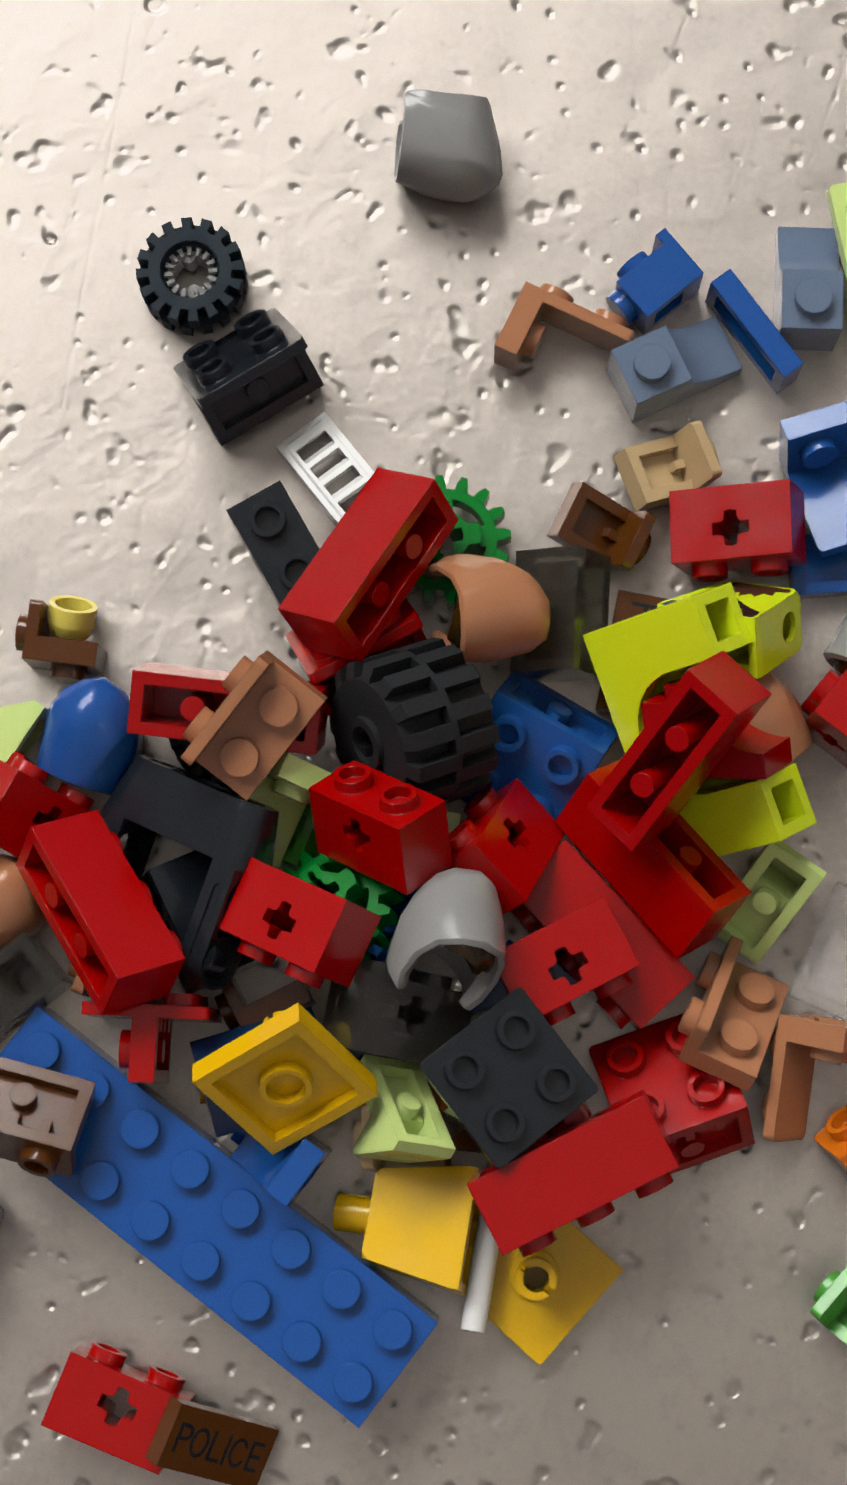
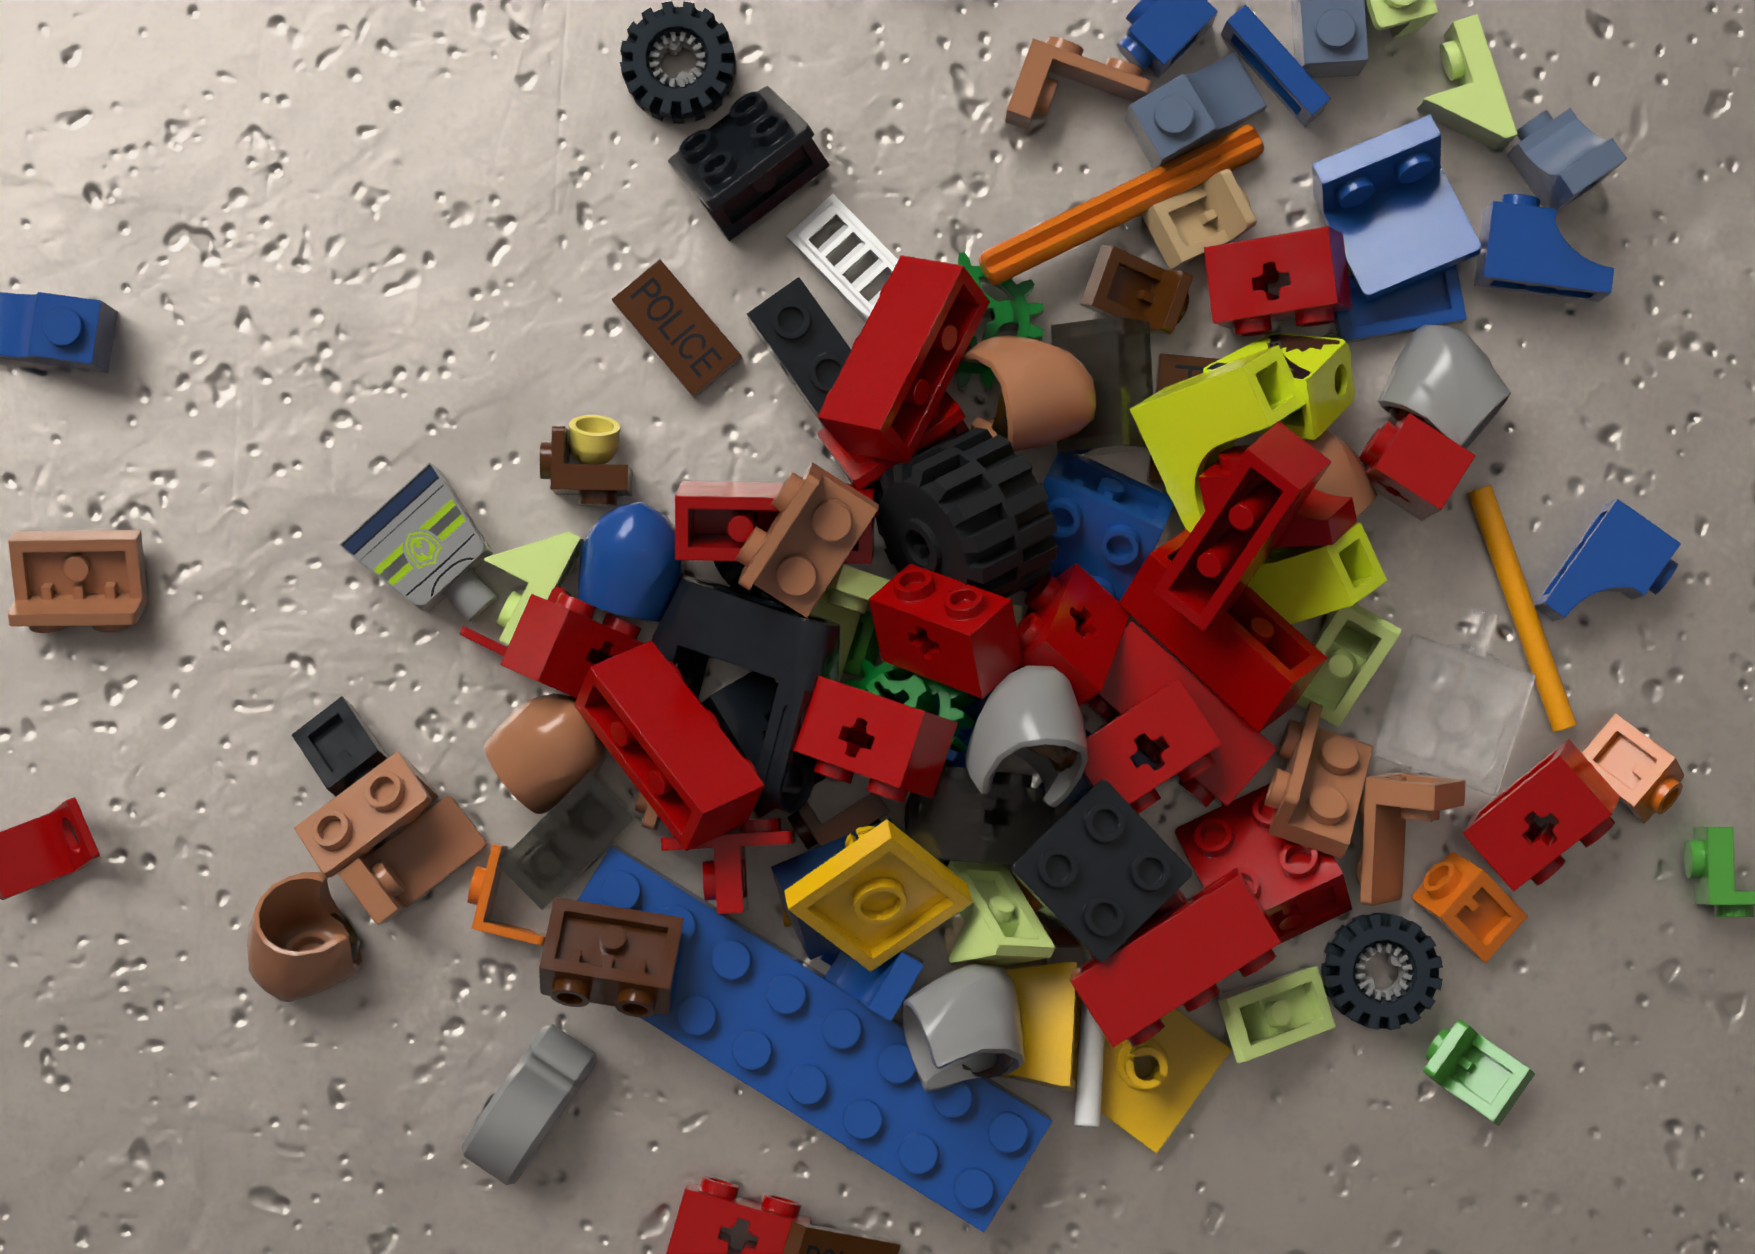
camera: 10 degrees left, 5 degrees up
(163, 523) = (677, 328): none -> reddish brown tile
(359, 1219) = (964, 1027): none -> light grey piece
(590, 445) = (1119, 205): none -> orange axle
(669, 1238) = (1276, 1013): none -> yellowish green slope
(804, 1188) = (1406, 948): none -> black bush

